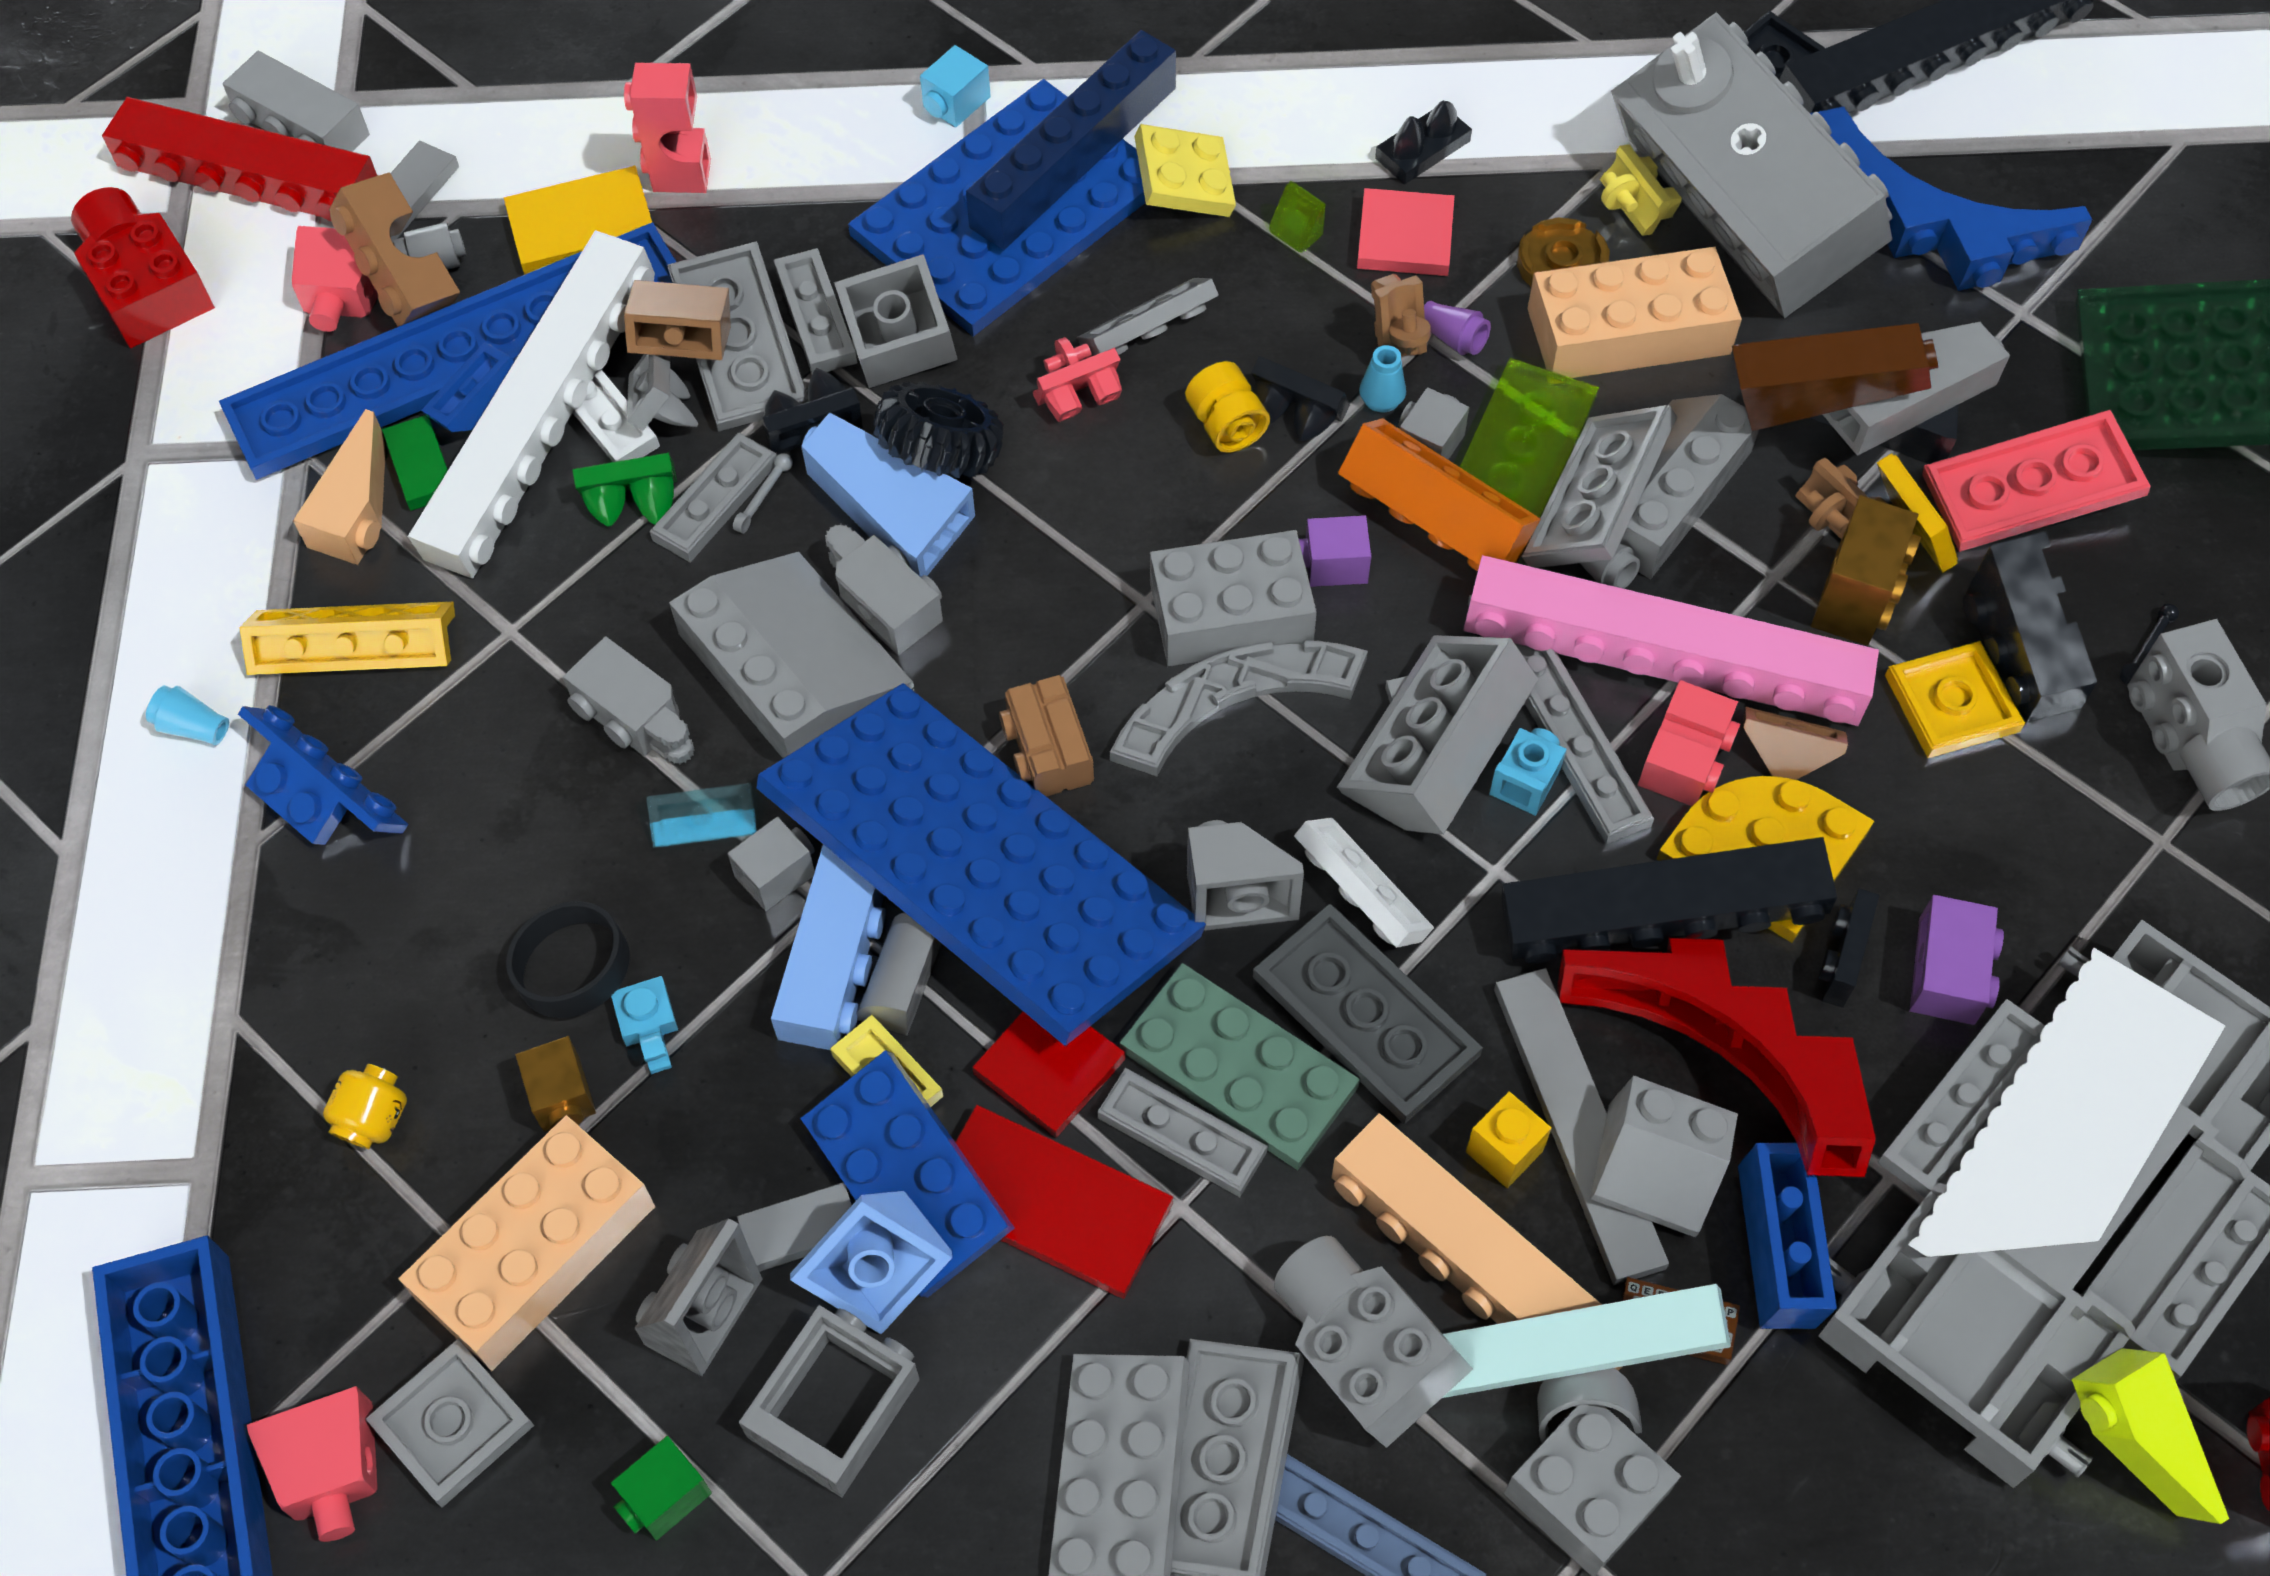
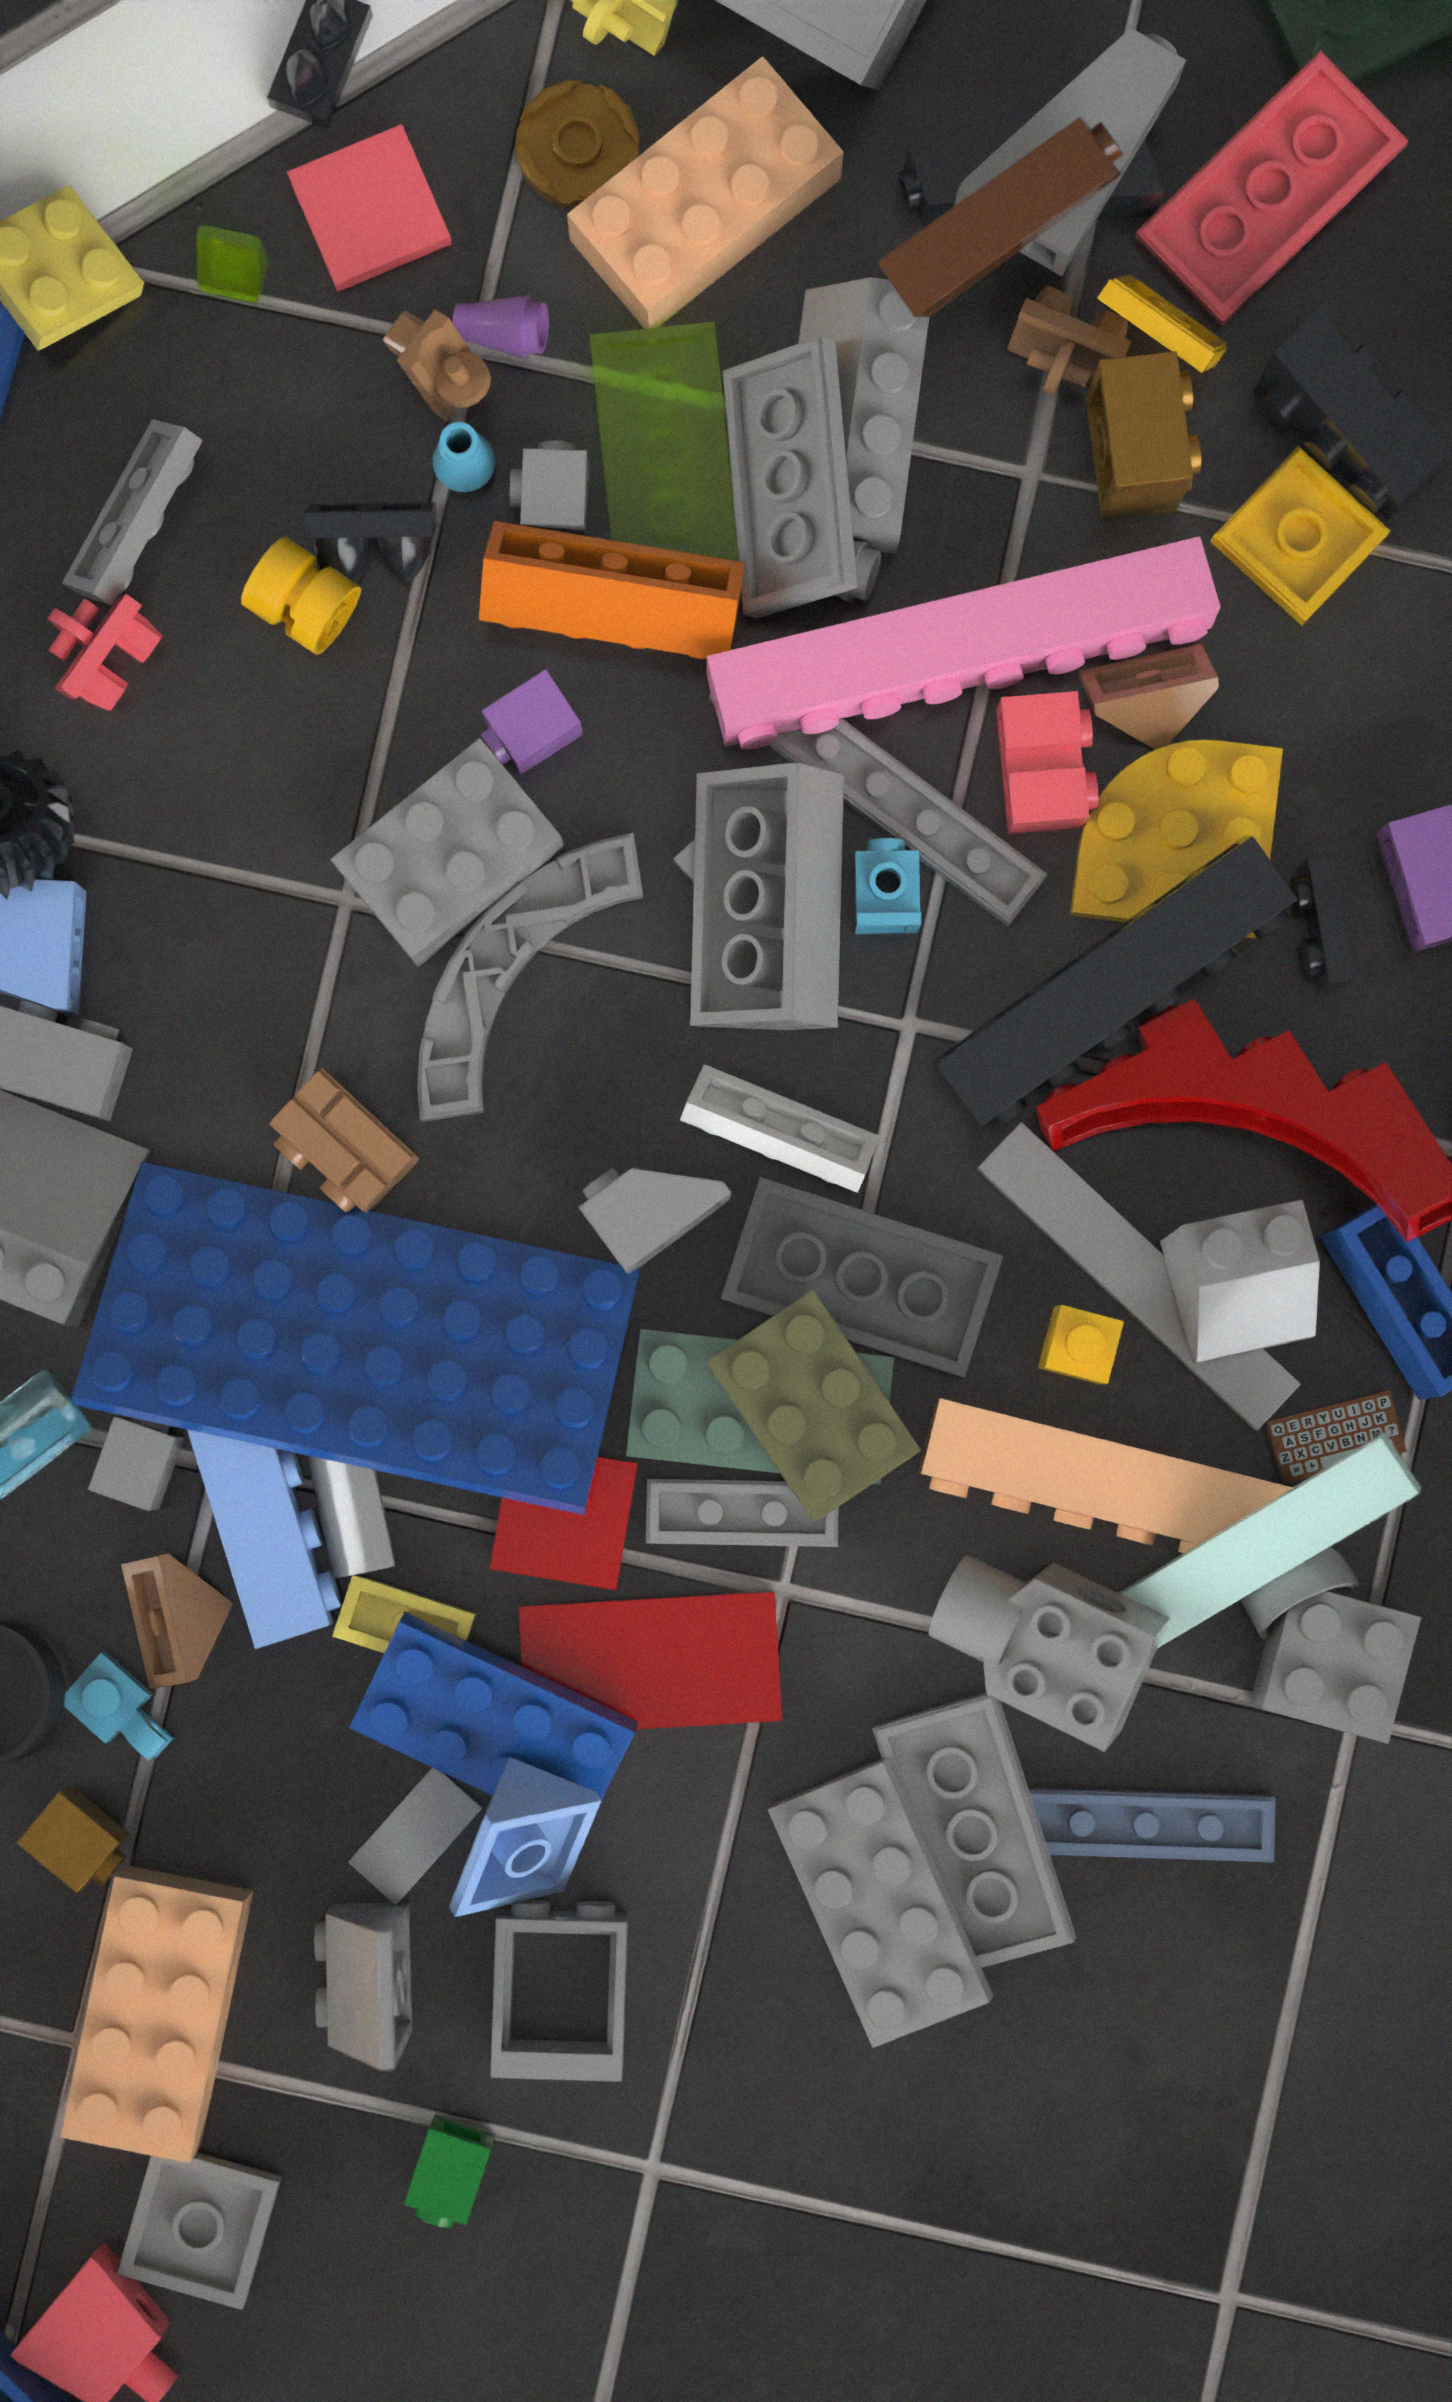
camera: 35 degrees left, 25 degrees up
(728, 980) = (173, 1618): none -> medium nougat slope
(1279, 1073) = (813, 1406): none -> olive plate

